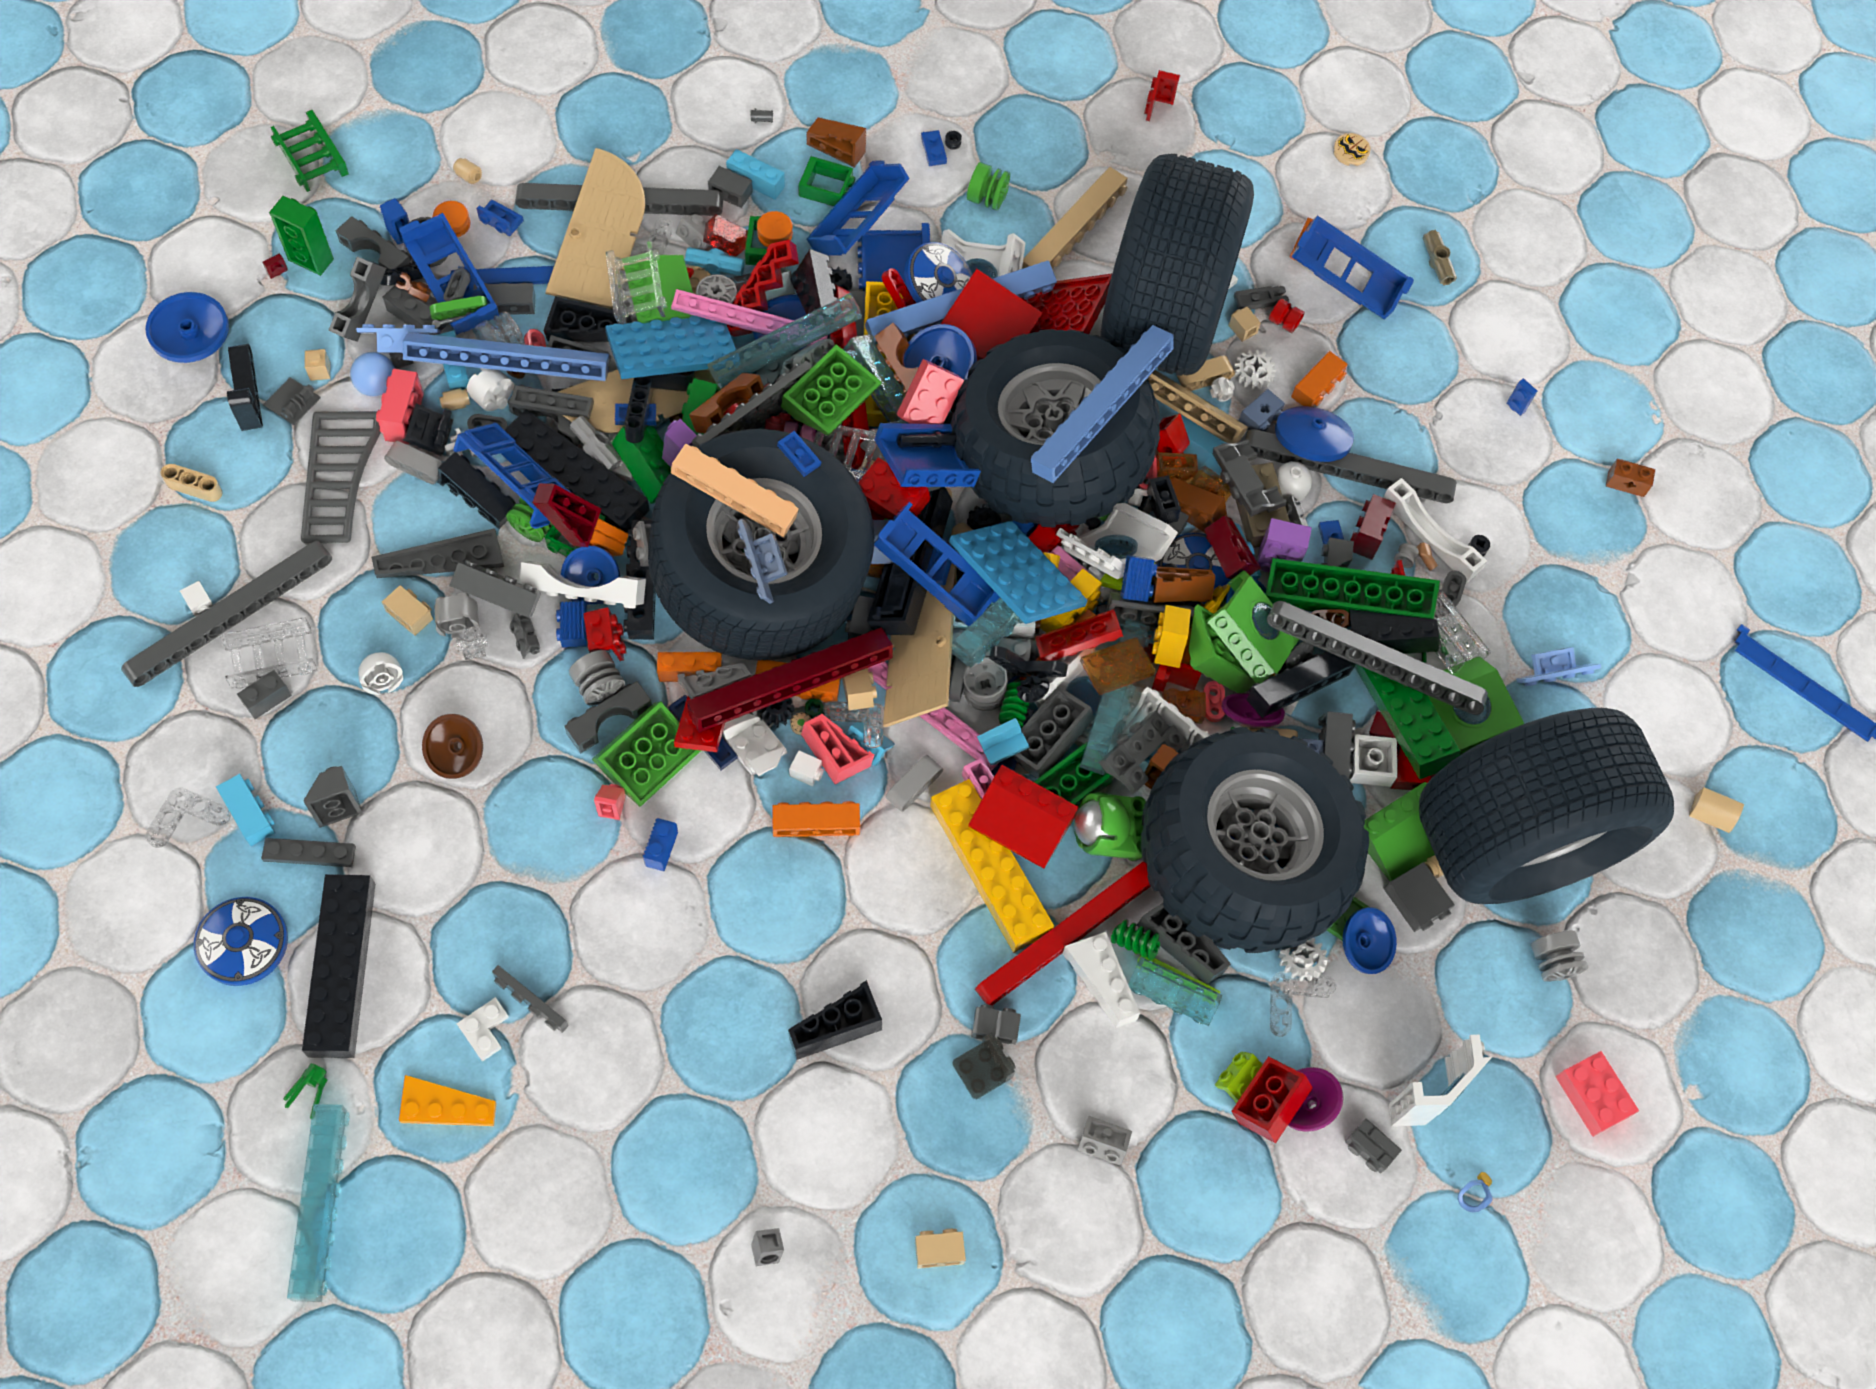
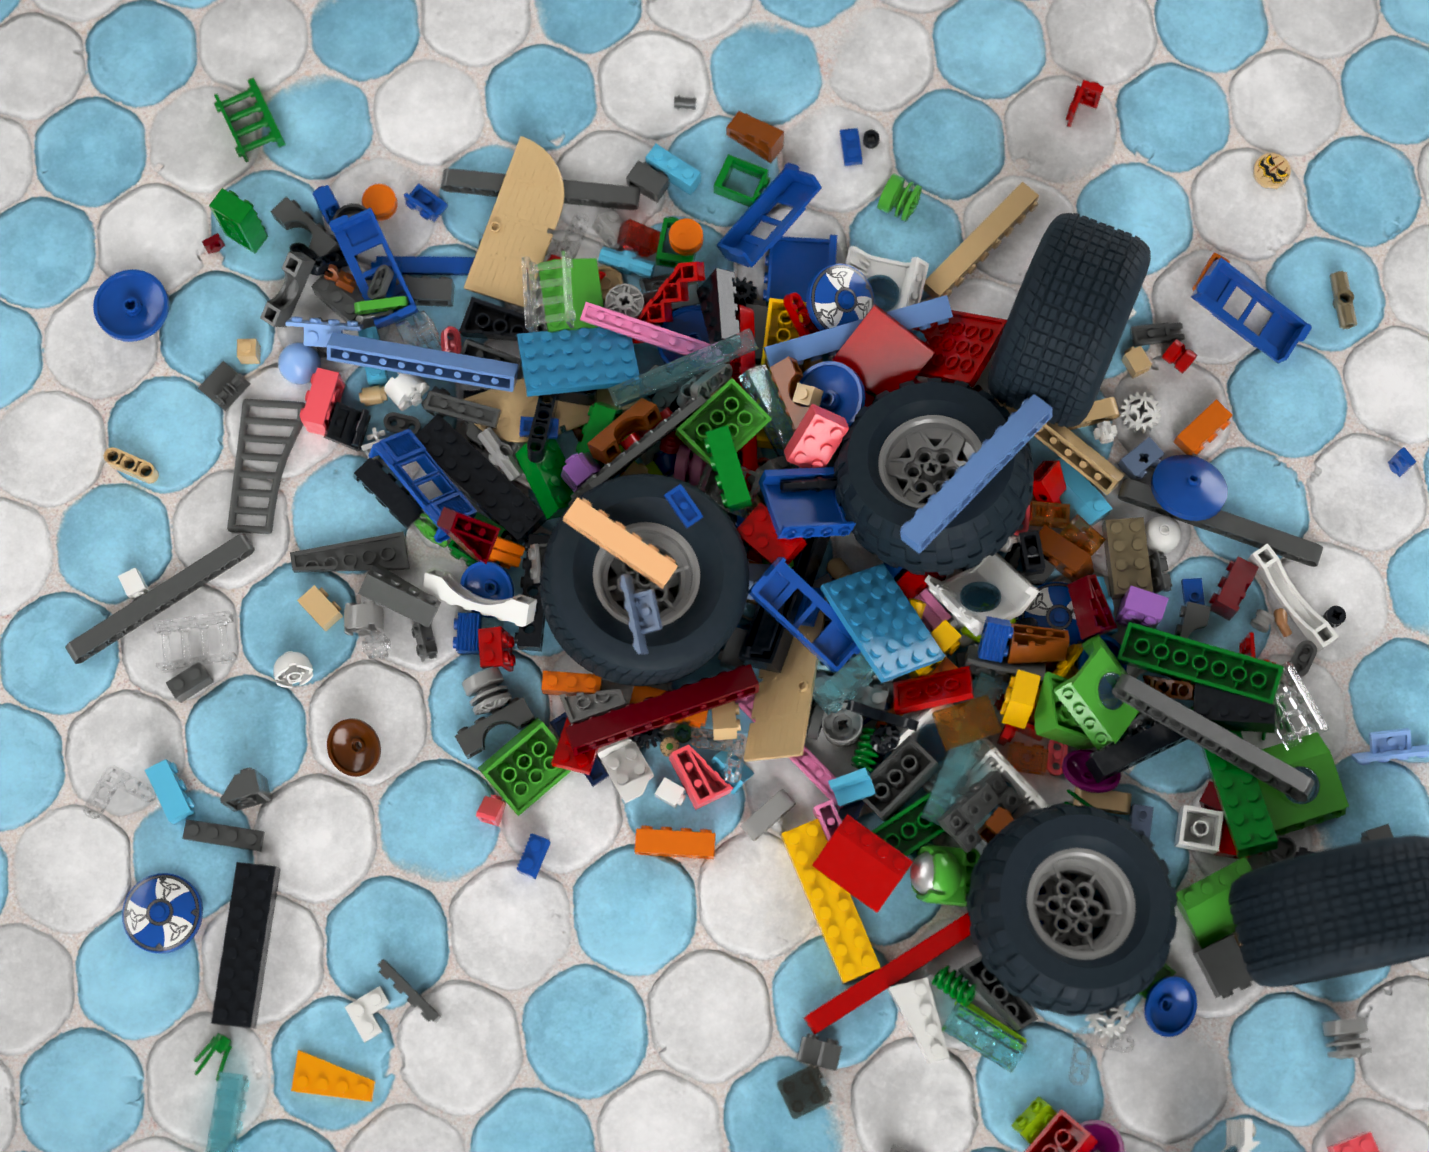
camera: 15 degrees right, 10 degrees up
(244, 398) = (181, 392): black beam -> none
(413, 462) = (333, 458): light grey beam -> none
(467, 170) = (397, 149): tan brick -> none
(838, 1023) = (680, 1038): black wedge -> none
(841, 425) = (726, 463): none -> green brick
(914, 355) = (807, 395): none -> tan brick
(979, 515) = (851, 555): black gear -> none
(1243, 480) = (1110, 537): dark grey bracket -> none
(1337, 741) = (1166, 817): dark grey wedge -> none

